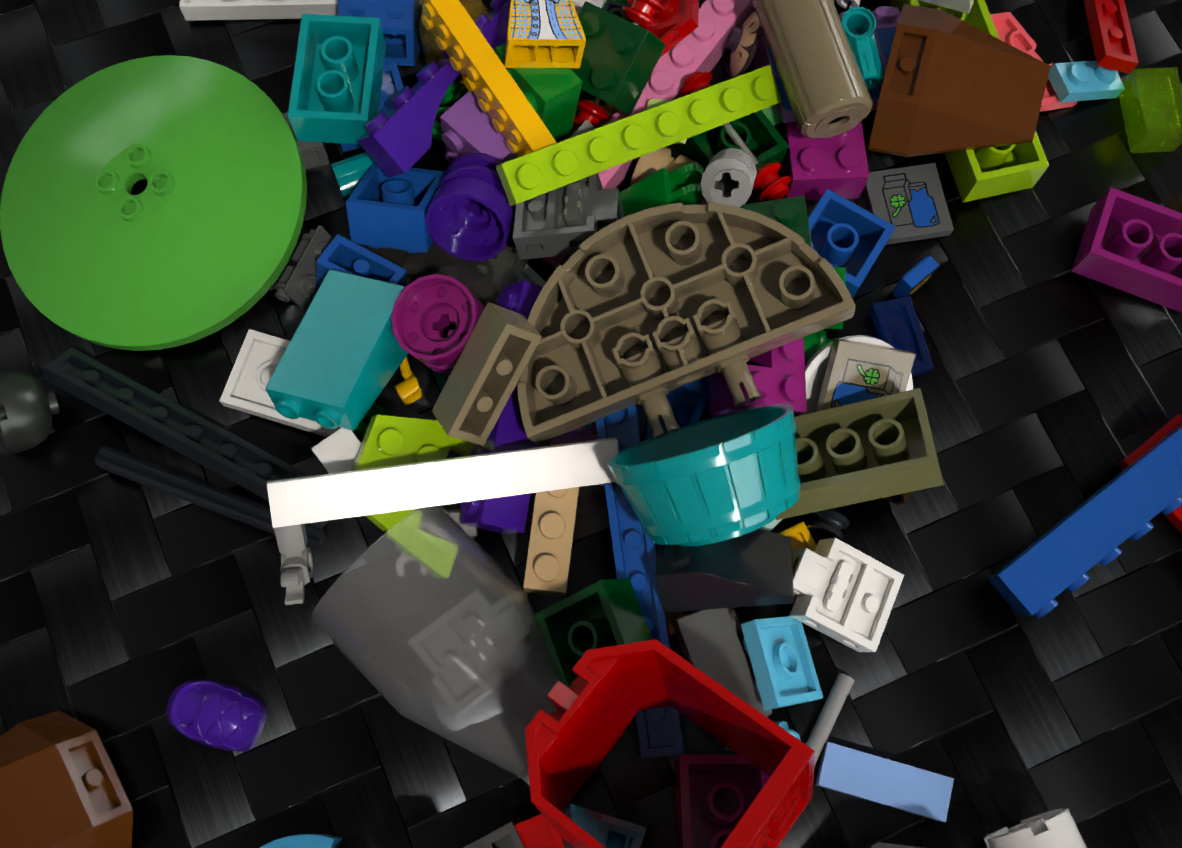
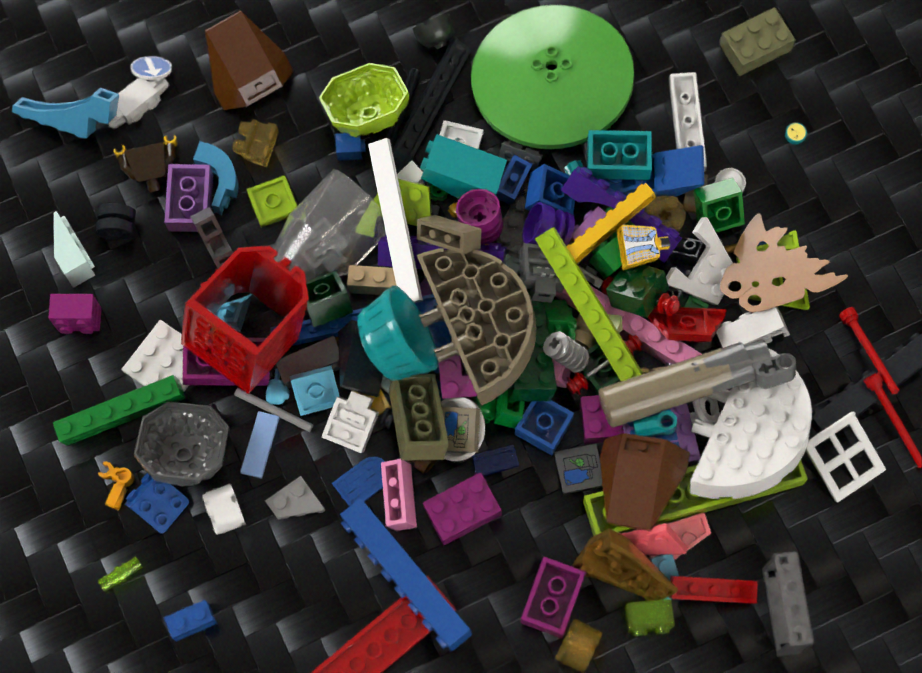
camera: 95 degrees right, 0 degrees up
(158, 544) = (365, 99): none -> lime rock
(216, 714) = (291, 137): dark purple piece -> none
(219, 784) = (258, 143): none -> clear yellow hips
(252, 589) = (349, 147): none -> blue brick
(295, 561) = (361, 165): light grey bar -> none
(357, 755) = (272, 200): none -> lime tile
(915, 277) = (530, 468): blue tile -> none
(945, 578) = (361, 481): none -> blue window
(984, 506) = (398, 495): none -> bright pink brick
(994, 711) = (294, 500): none -> light grey wing
(998, 395) = (462, 508): none -> magenta brick
(1049, 131) = (657, 541): none -> coral wing
(1089, 123) = (620, 563): none -> pearl gold wedge

